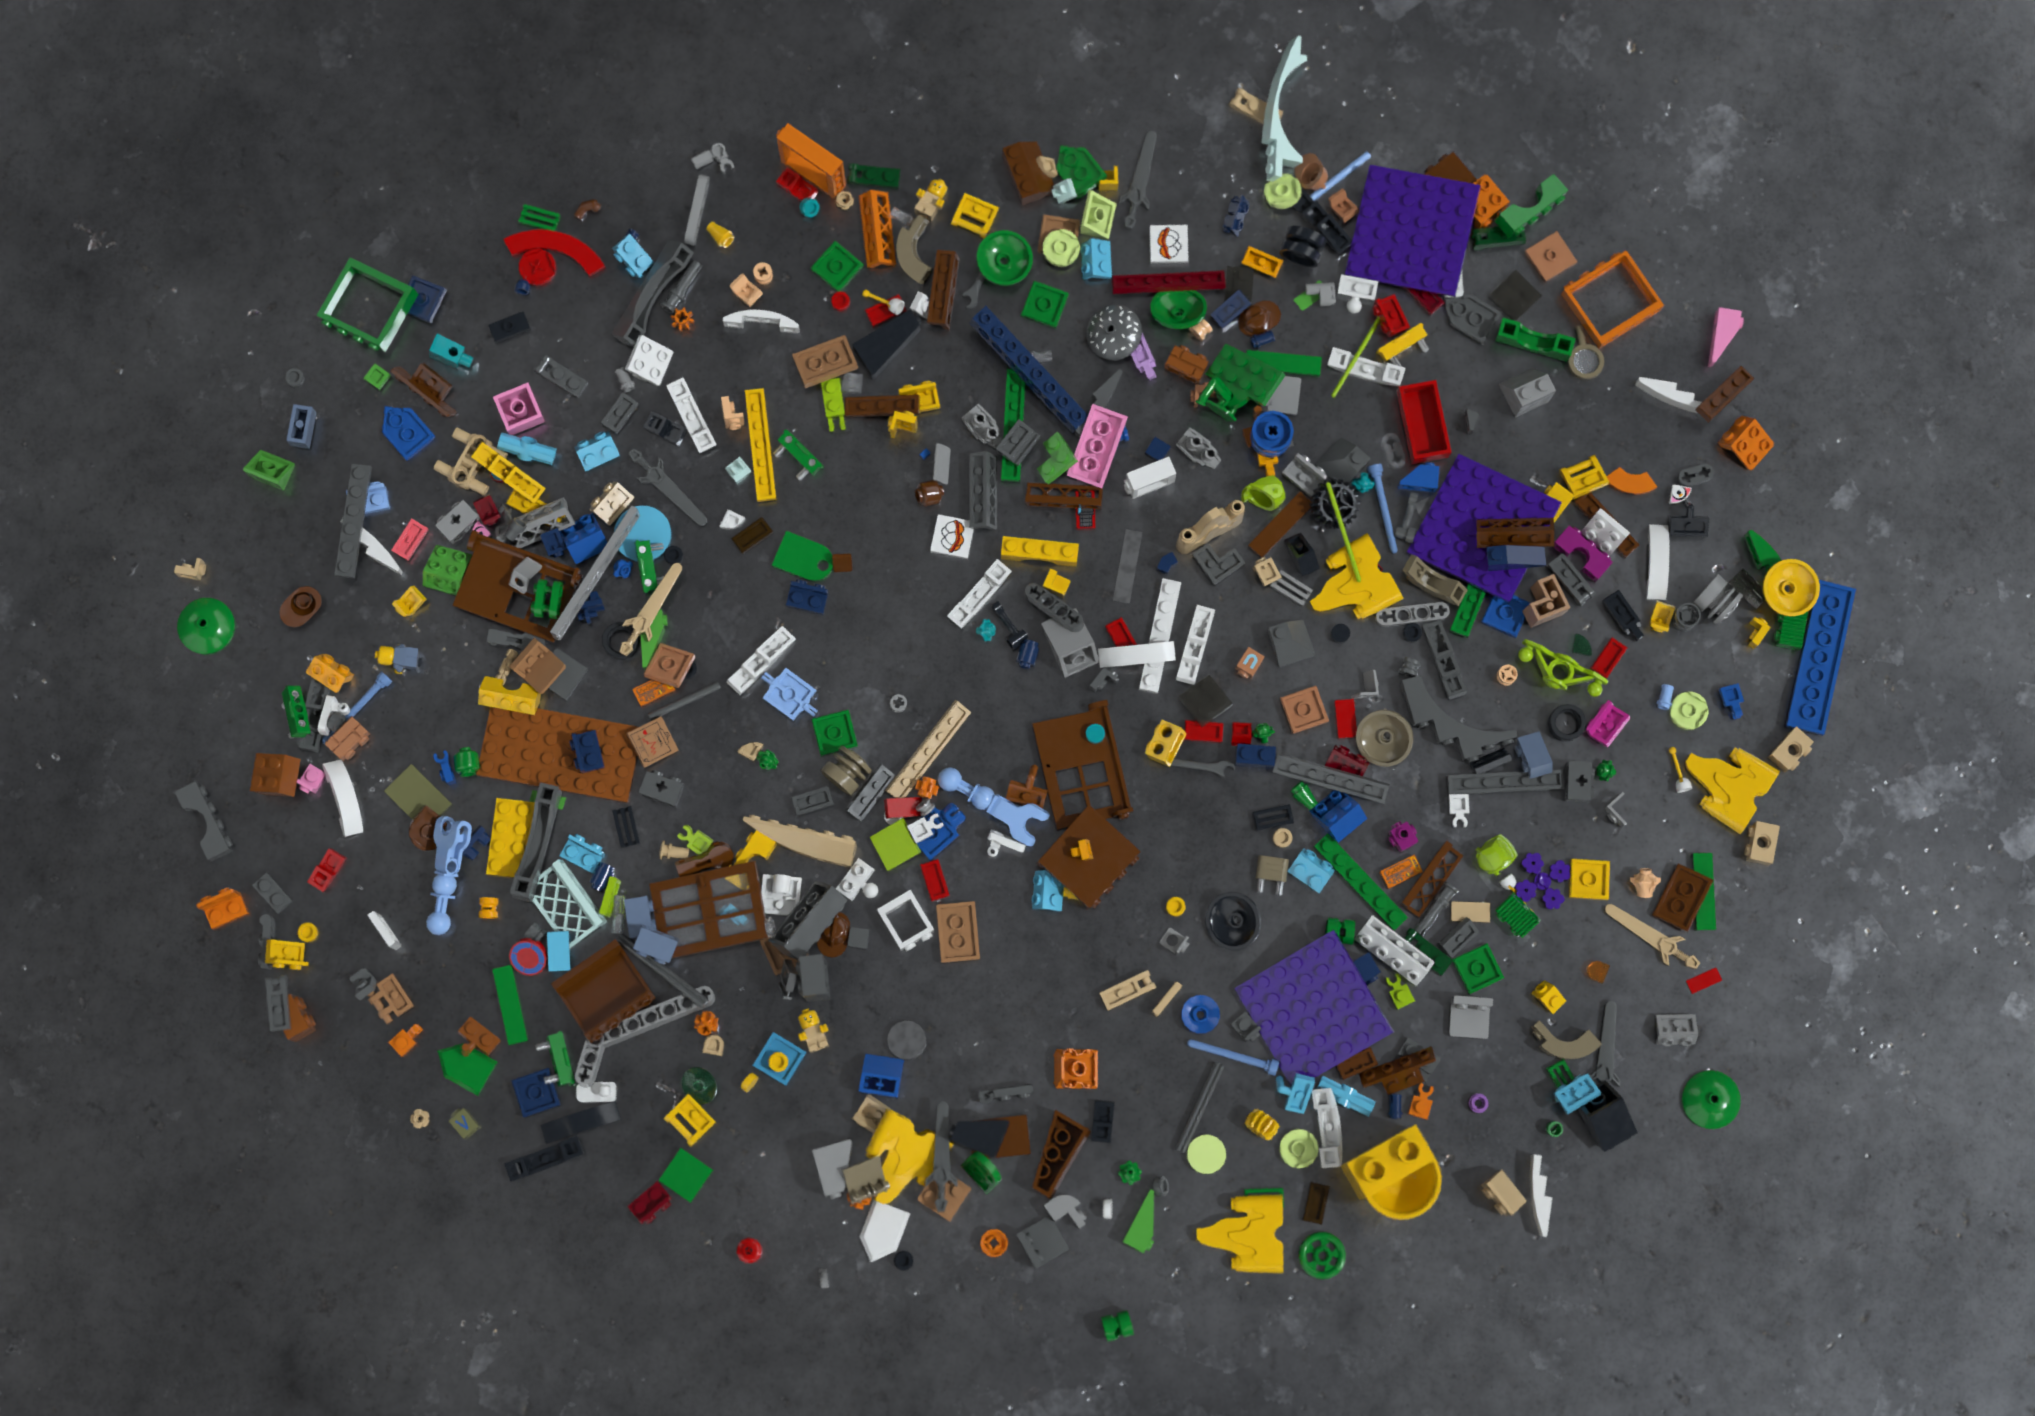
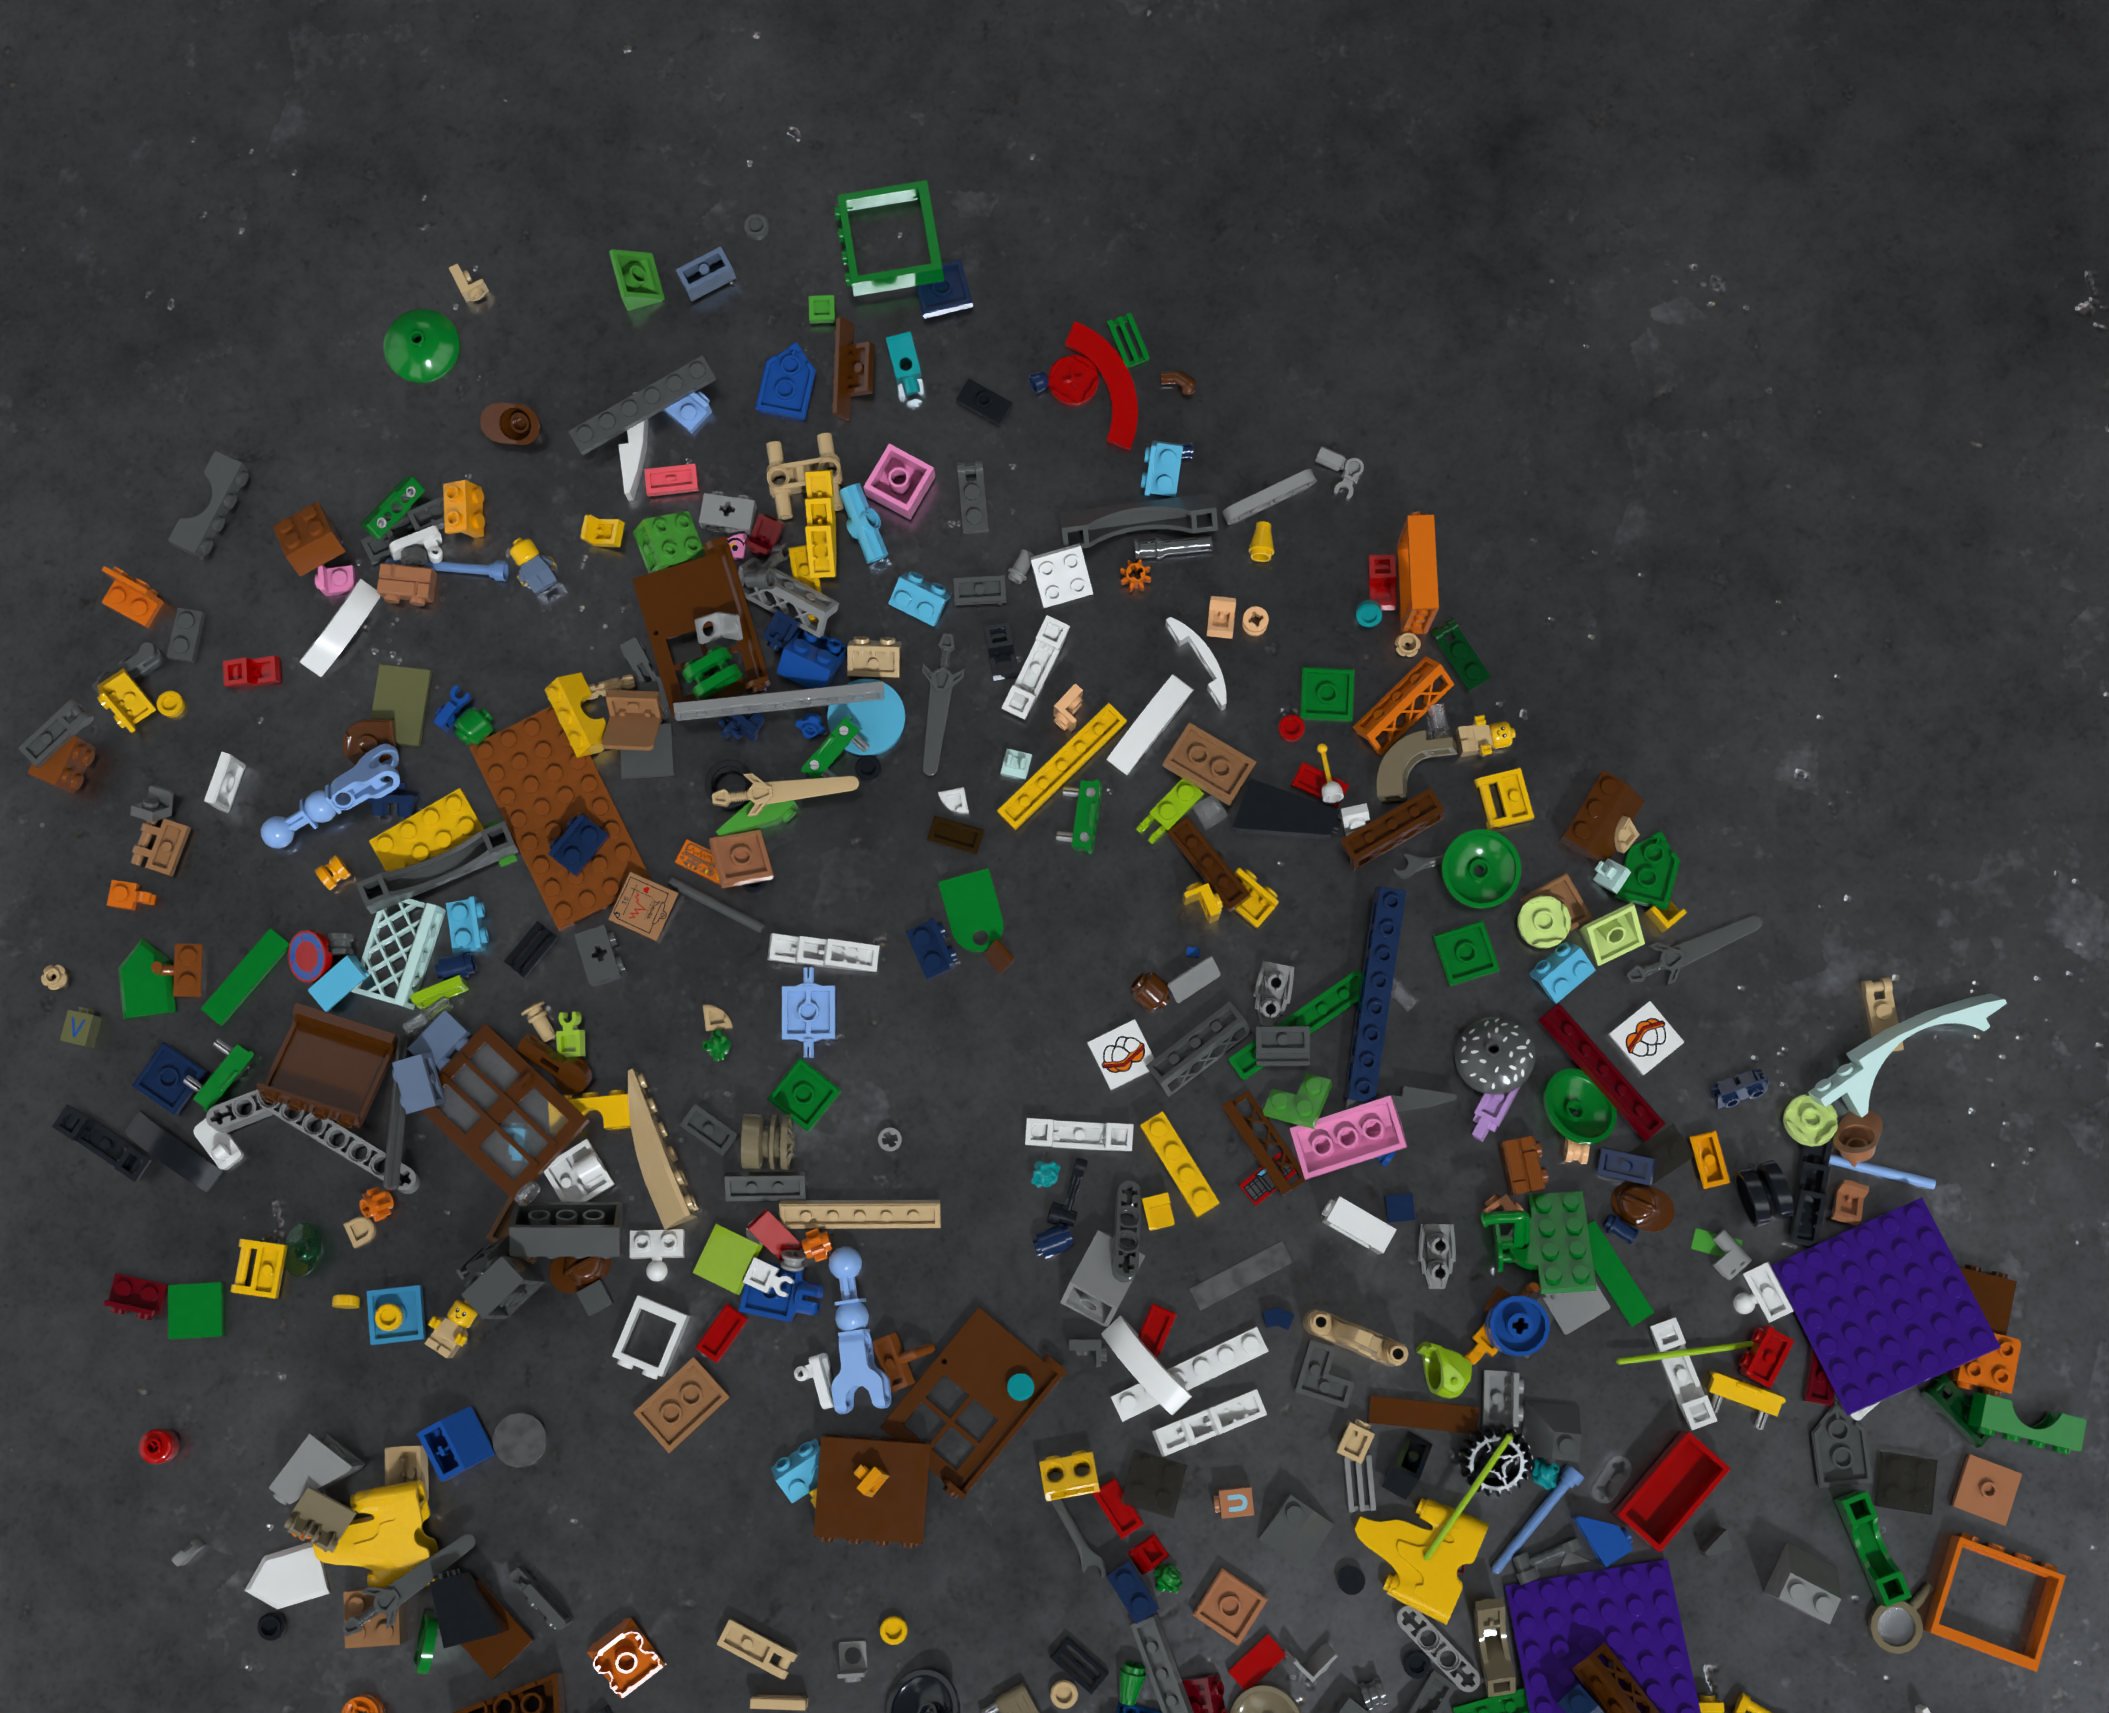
camera: 60 degrees right, 0 degrees up
(775, 377) = (1150, 724): none -> white slope

